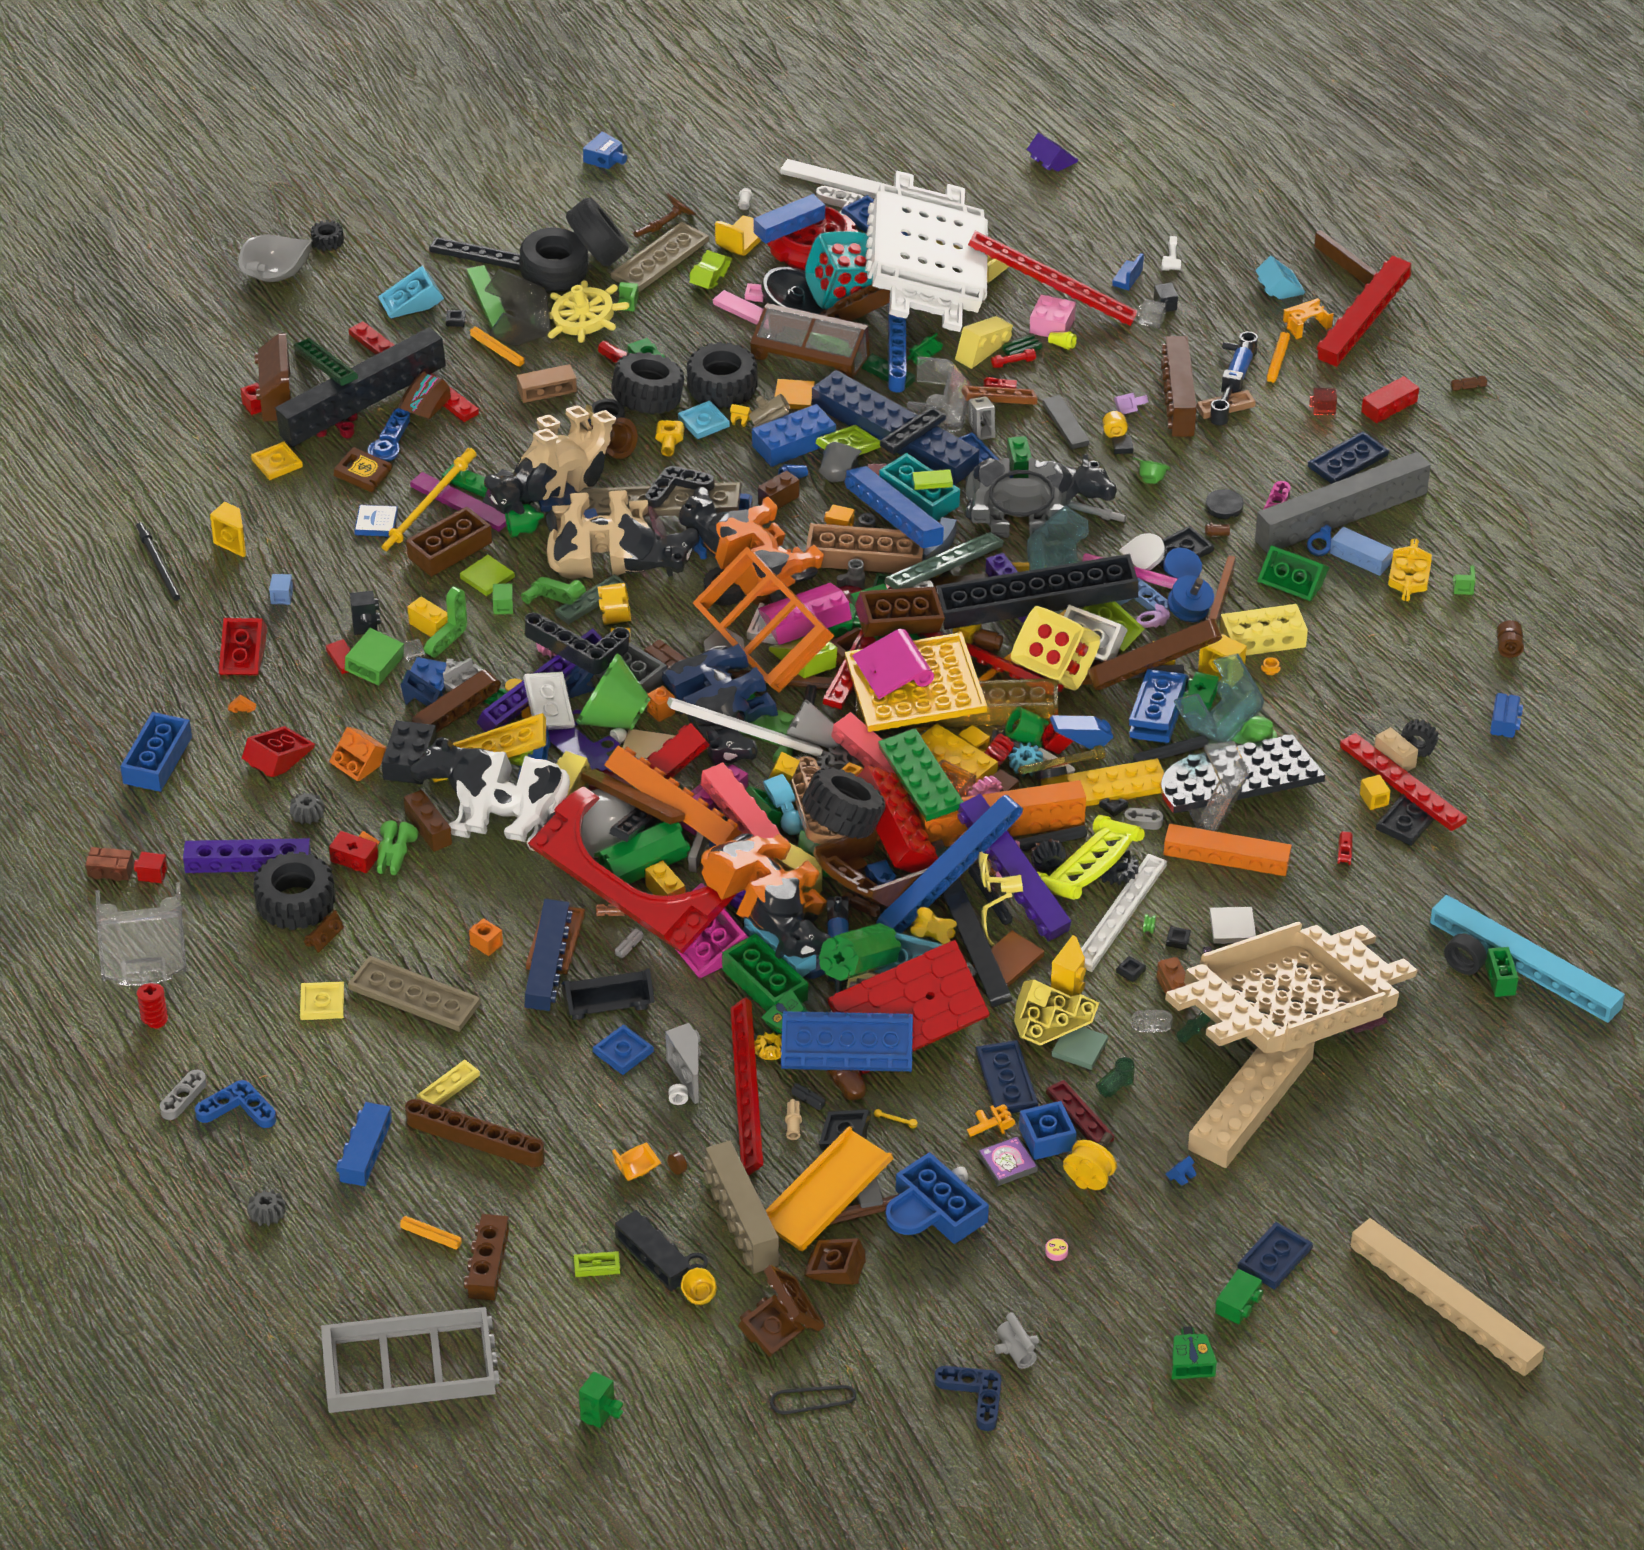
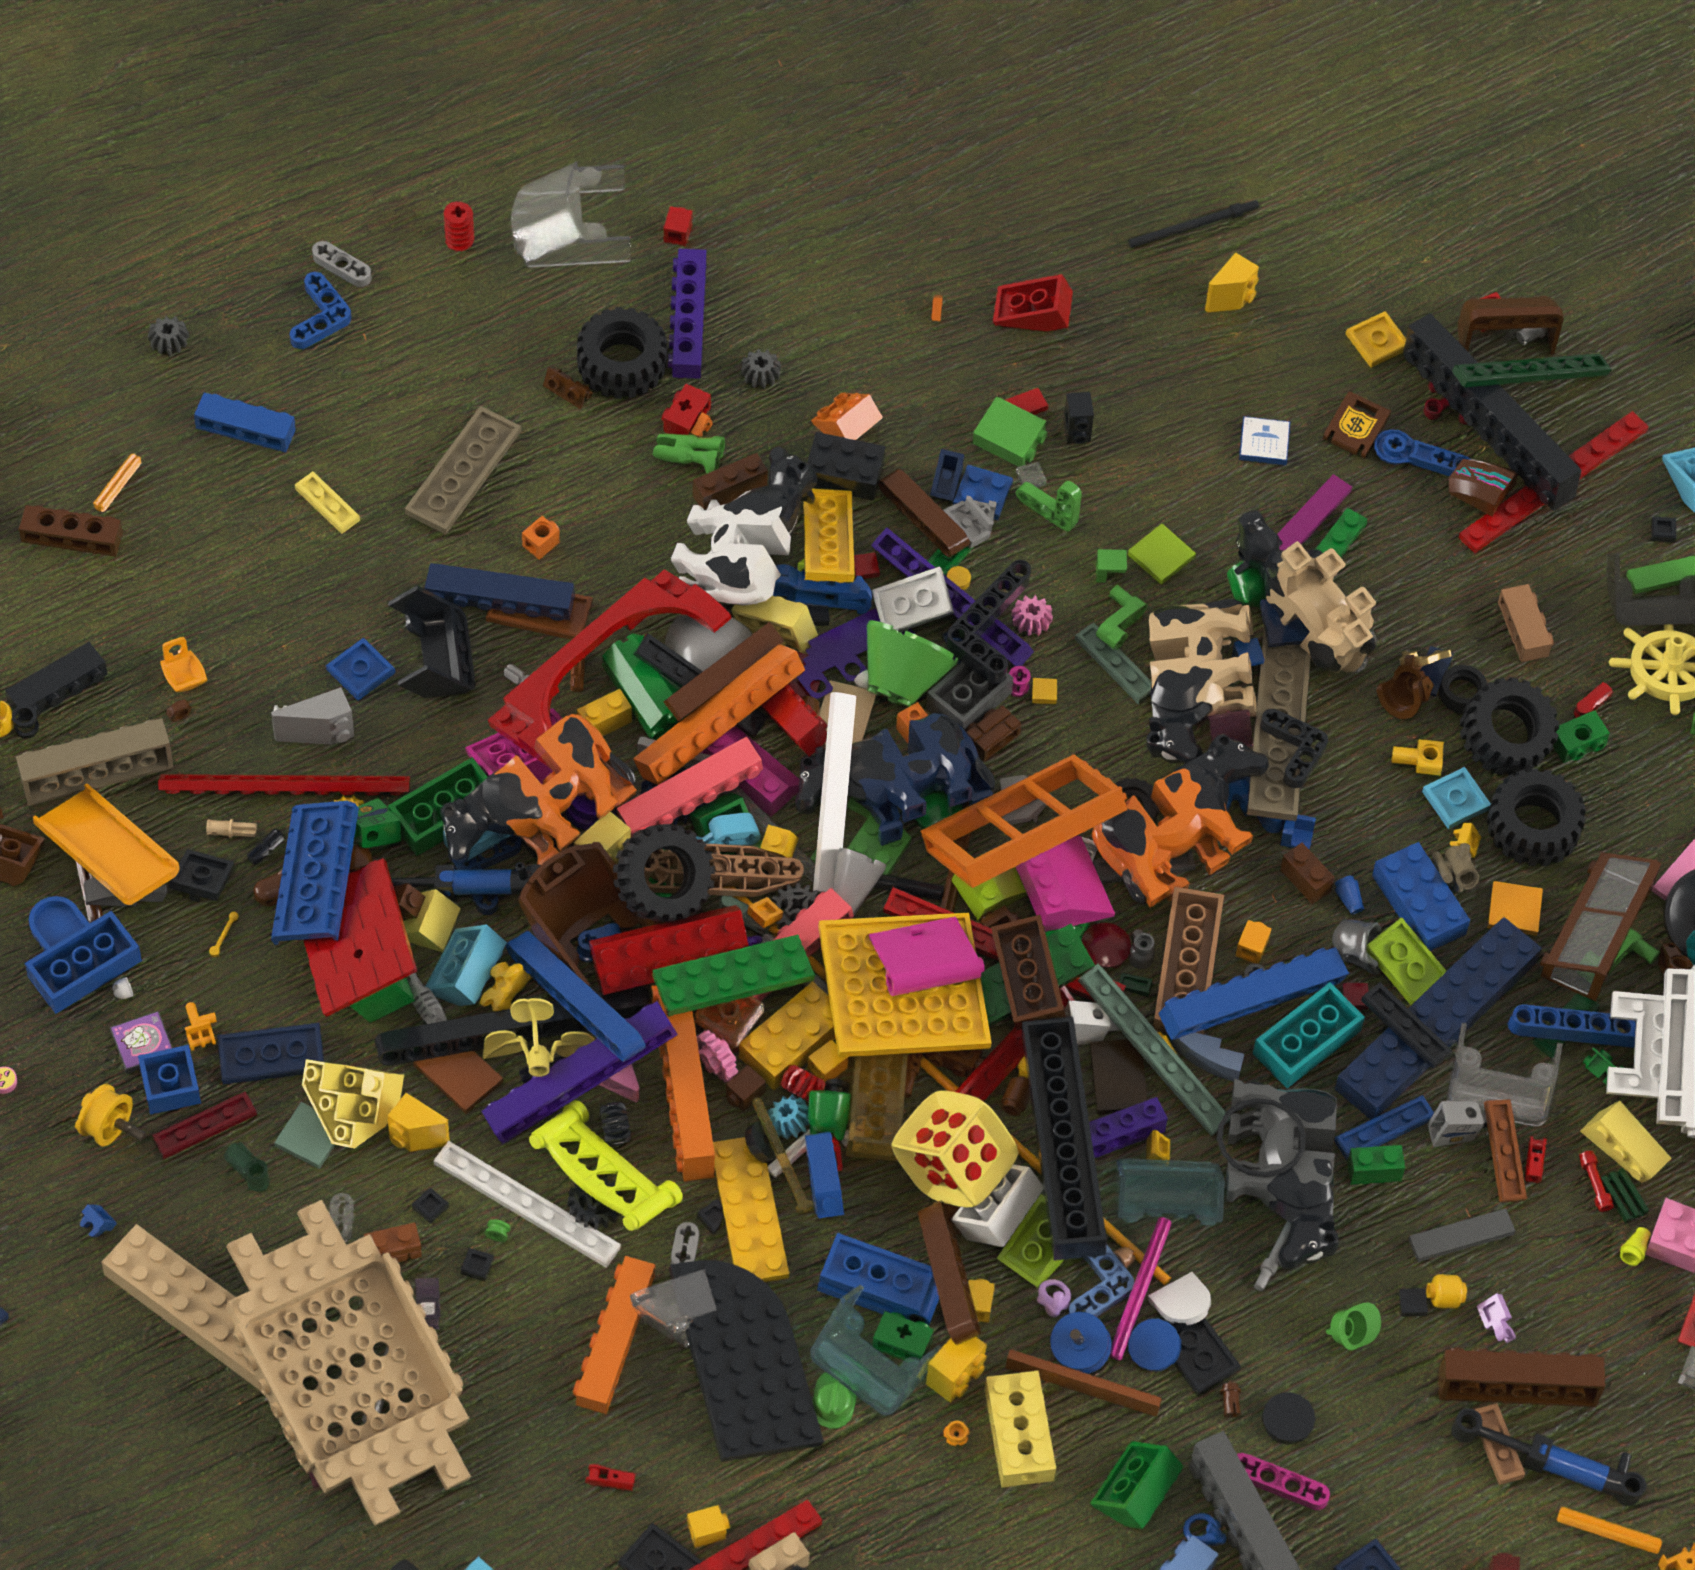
camera: 90 degrees right, 15 degrees up
(110, 863) = (686, 186): copper brick -> none
(156, 751) = (856, 223): blue brick -> none
(276, 750) = (859, 340): red slope -> none
(281, 589) = (1136, 341): medium blue brick -> none
(322, 1000) = (466, 387): light yellow tile -> none
(426, 616) = (1085, 477): yellow brick -> none
(449, 541) = (1206, 505): reddish brown brick -> none
(460, 464) = (1351, 520): yellow bar -> none
(475, 1133) = (246, 531): reddish brown beam -> none
(497, 346) = (1600, 575): light orange axle -> none
(597, 1267) = (52, 650): lime tile -> none
(614, 603) = (1089, 678): yellow brick -> none
(859, 951) = (436, 885): green brick -> none
(932, 479) = (1303, 1040): lime tile -> none
(1061, 835) = (657, 1133): black axle -> none
(1172, 749) = (805, 1290): black axle -> none
(1232, 924) = (486, 1325): white tile -> none

